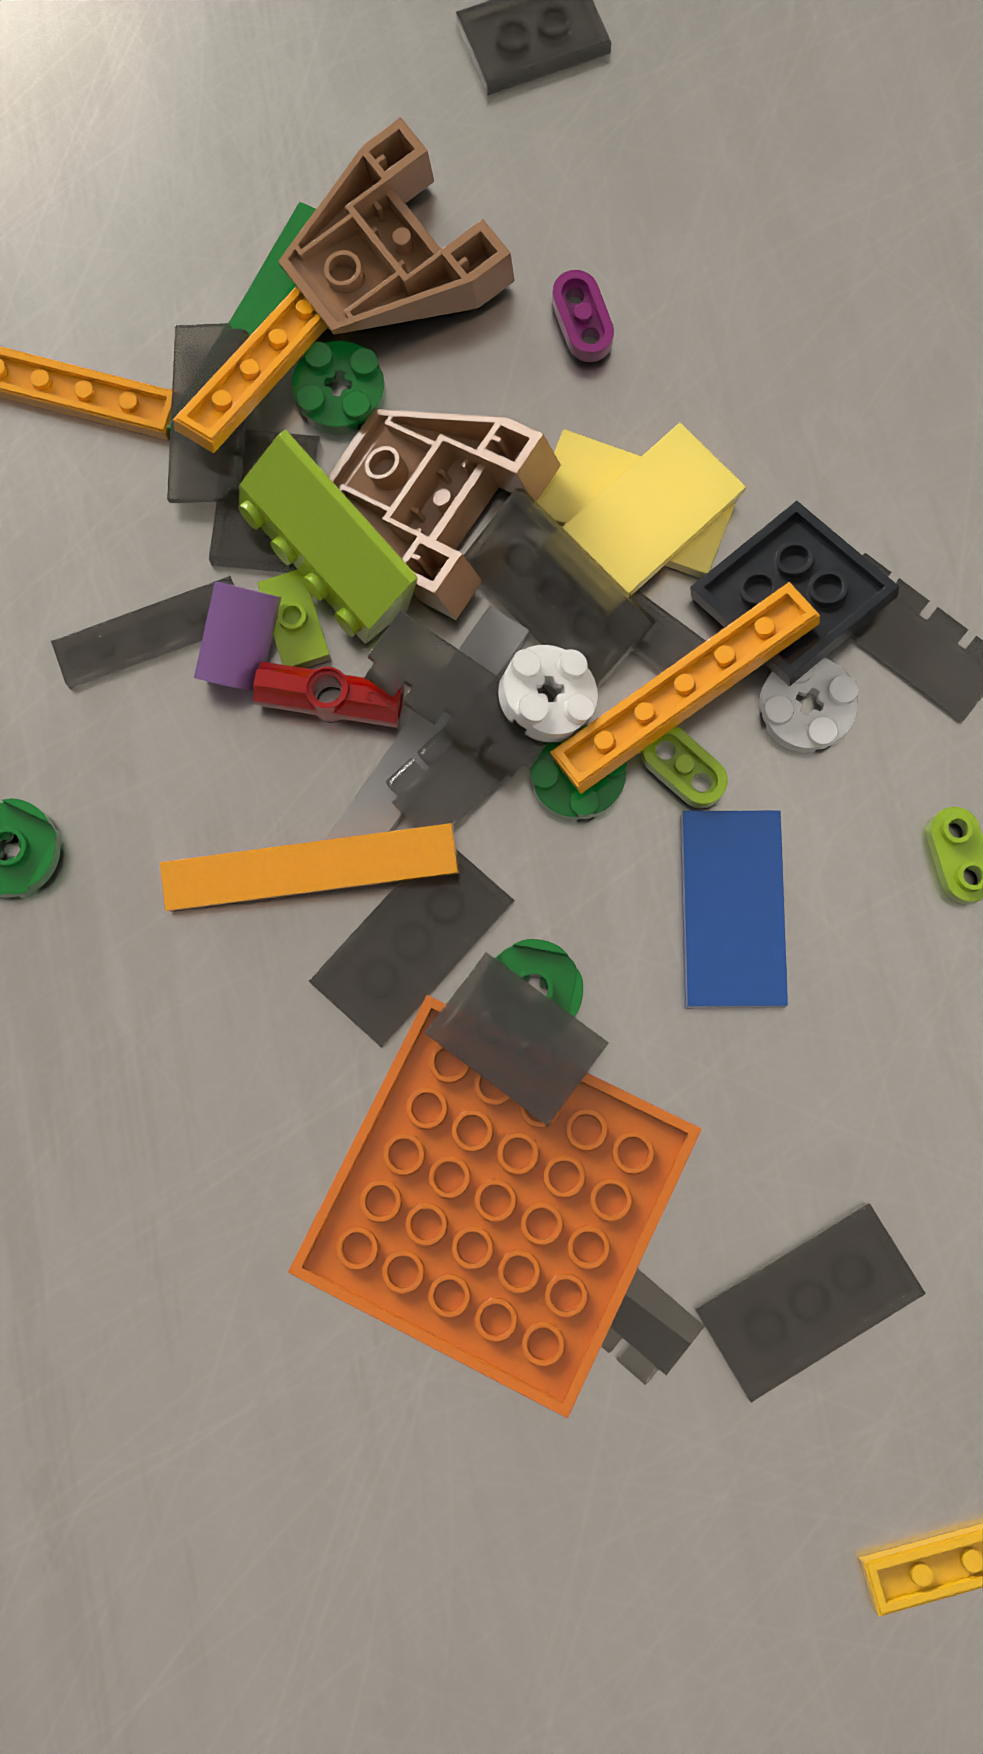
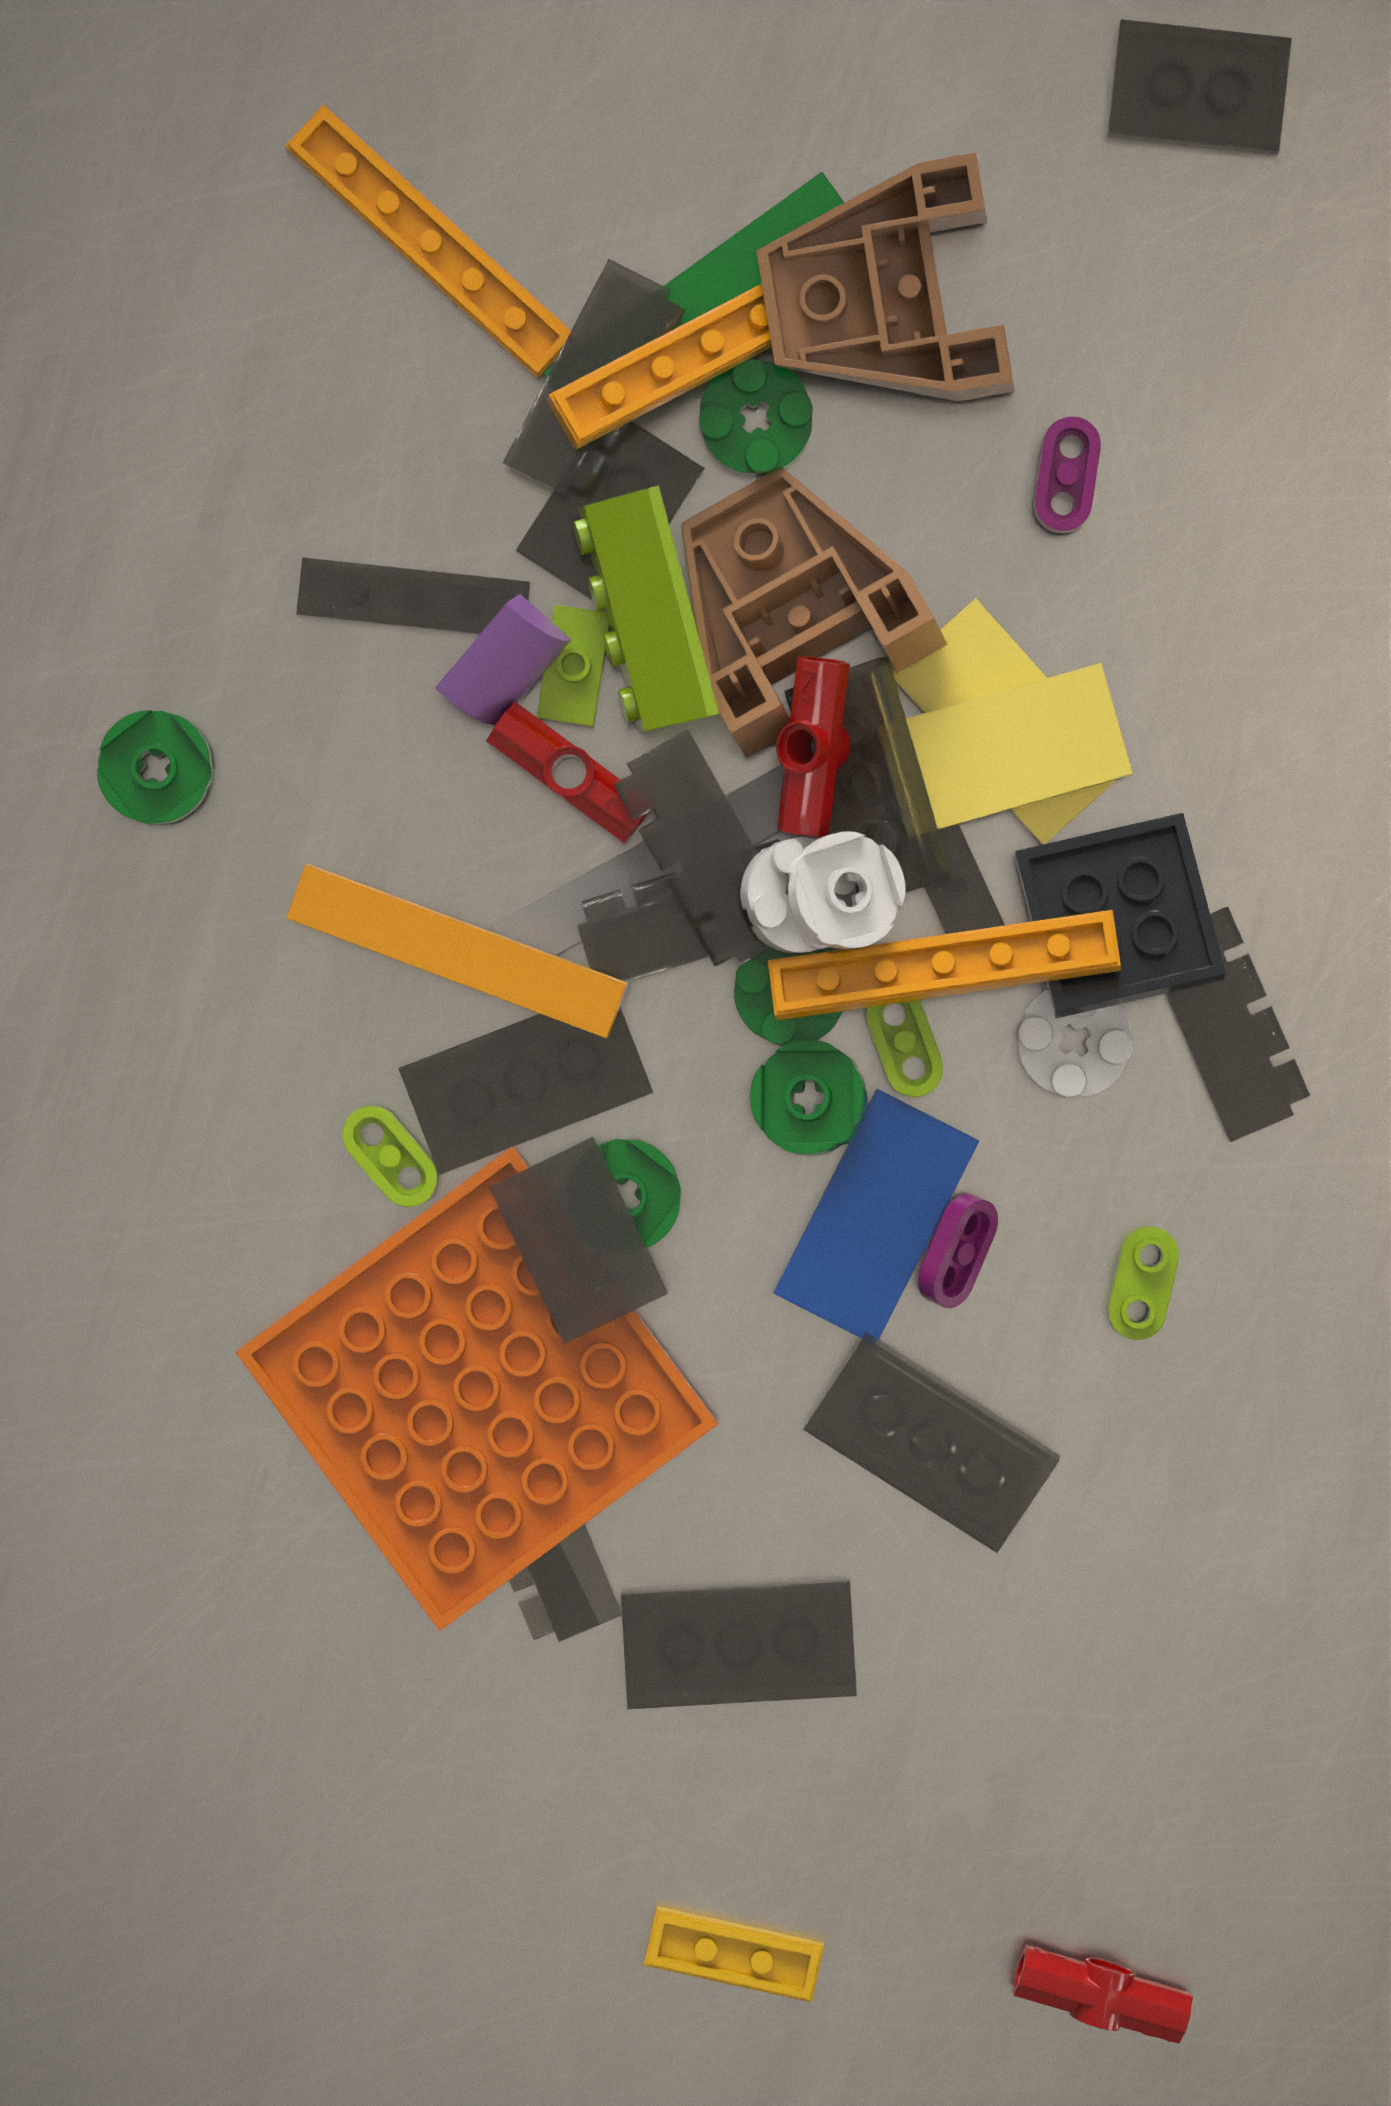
camera: 20 degrees right, 10 degrees up
(336, 1052) = (389, 1157): none -> lime plate
(490, 550) = (819, 714): none -> red piece
(570, 687) = (814, 899): none -> white plate
(662, 851) = (833, 1121): none -> green plate
(810, 900) = (958, 1250): none -> magenta plate
(873, 1058) = (931, 1442): none -> clear smoke tile

